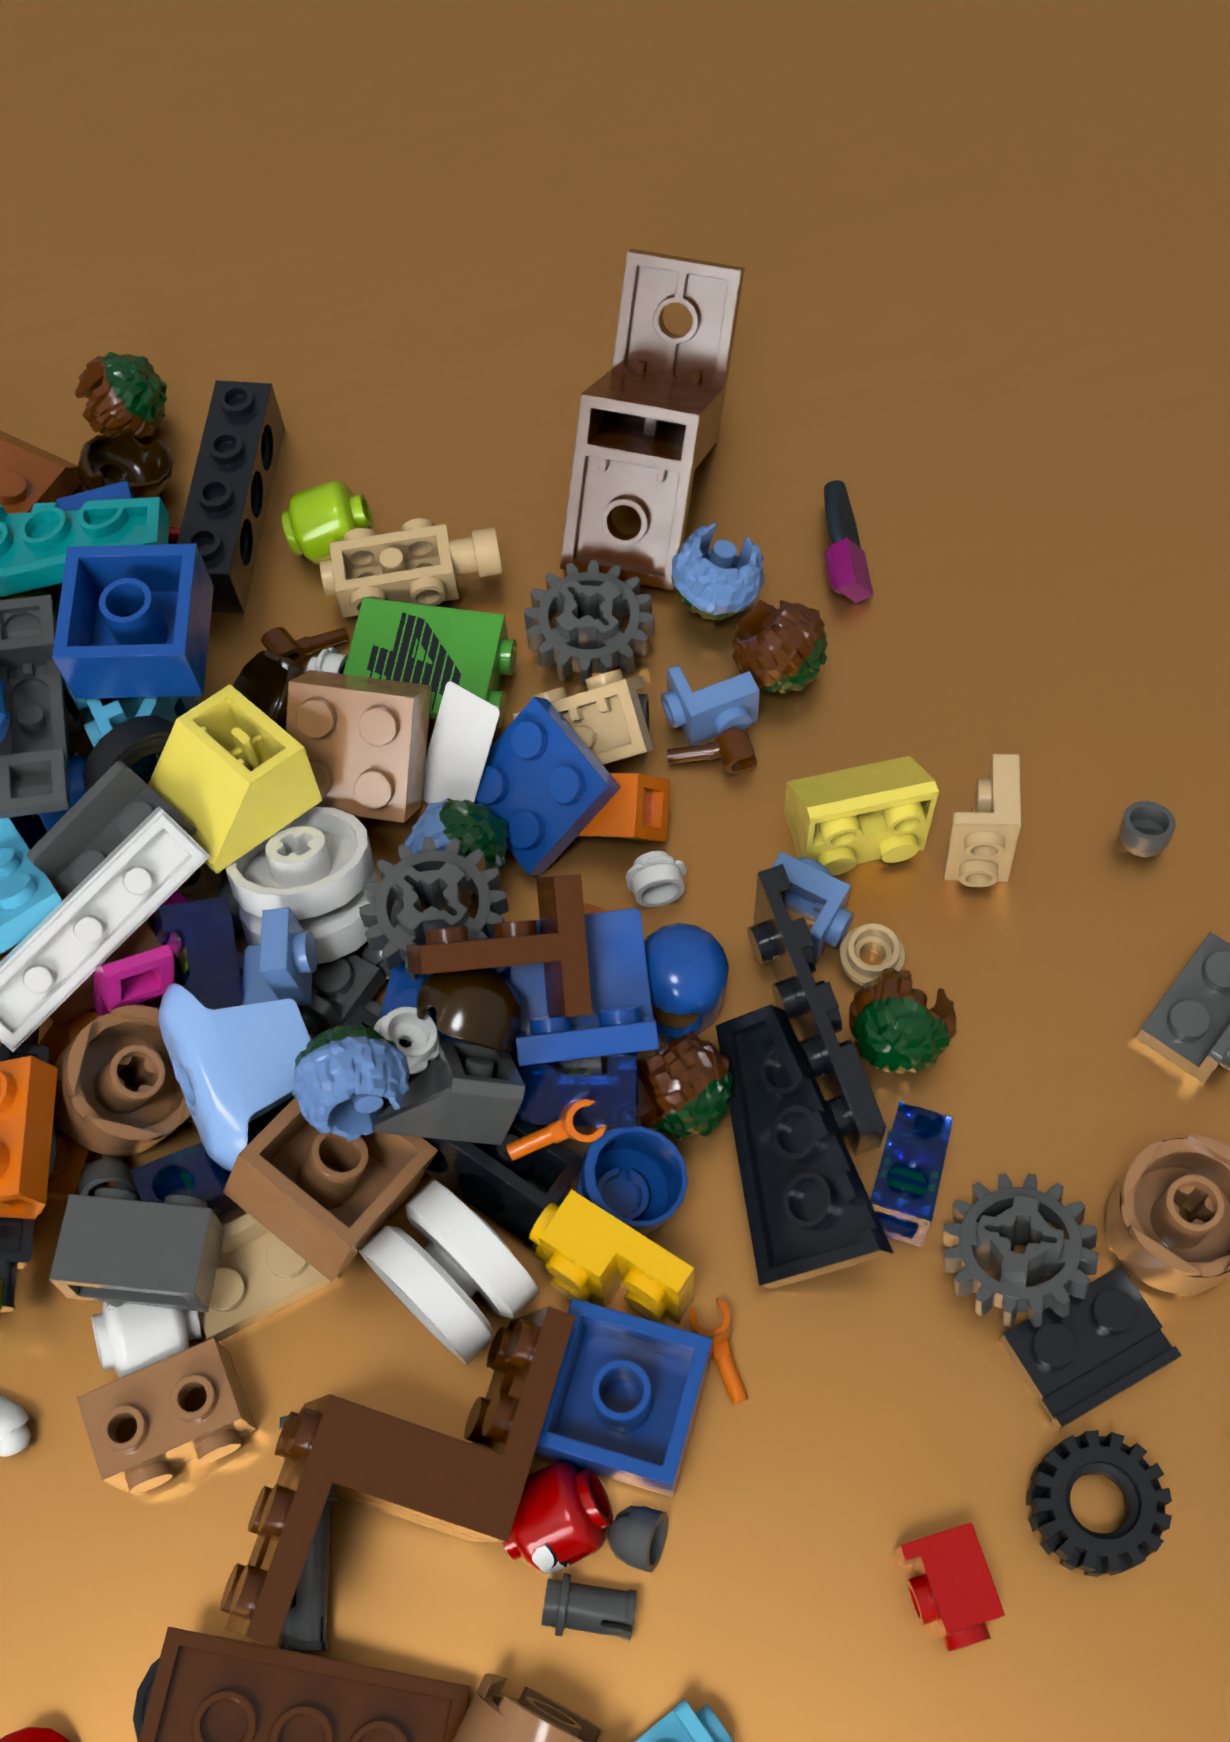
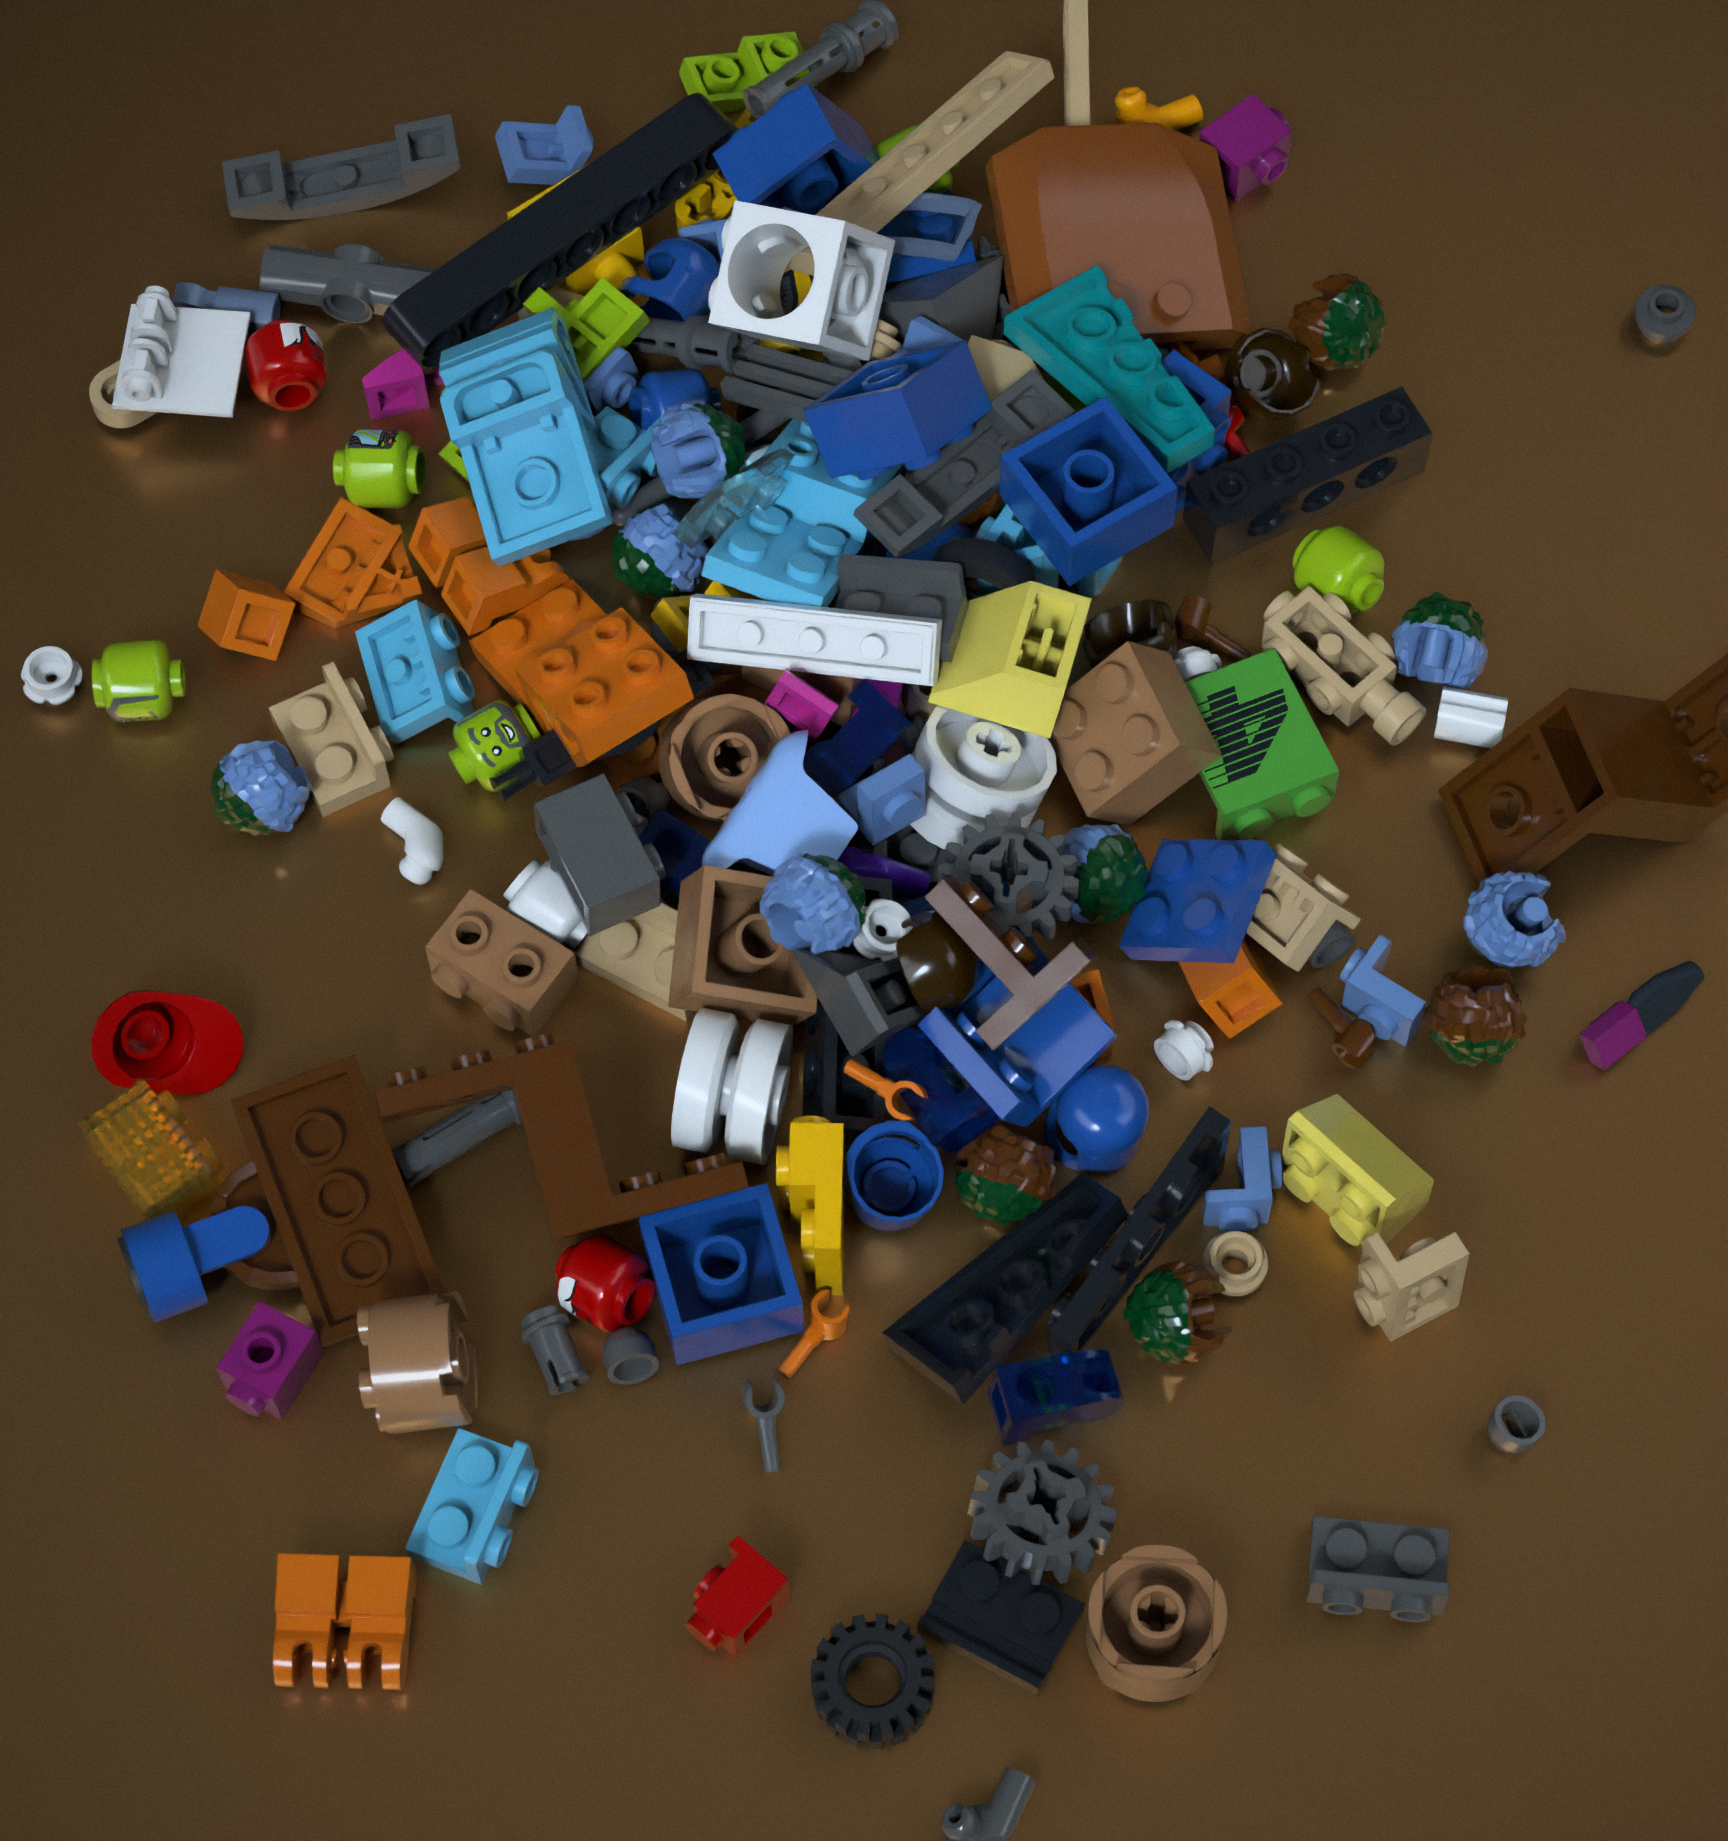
camera: 55 degrees right, 0 degrees up
(290, 206) = (1664, 326): none -> dark grey plate
(341, 1007) = (906, 879): none -> dark purple arm
(445, 485) = (1441, 642): none -> medium blue piece
(458, 746) = (1184, 815): white sticker -> none
(519, 509) = (1470, 717): none -> white piece
(589, 622) = (1425, 852): dark grey gear -> none
(773, 1441) = (766, 1423): none -> dark grey hand

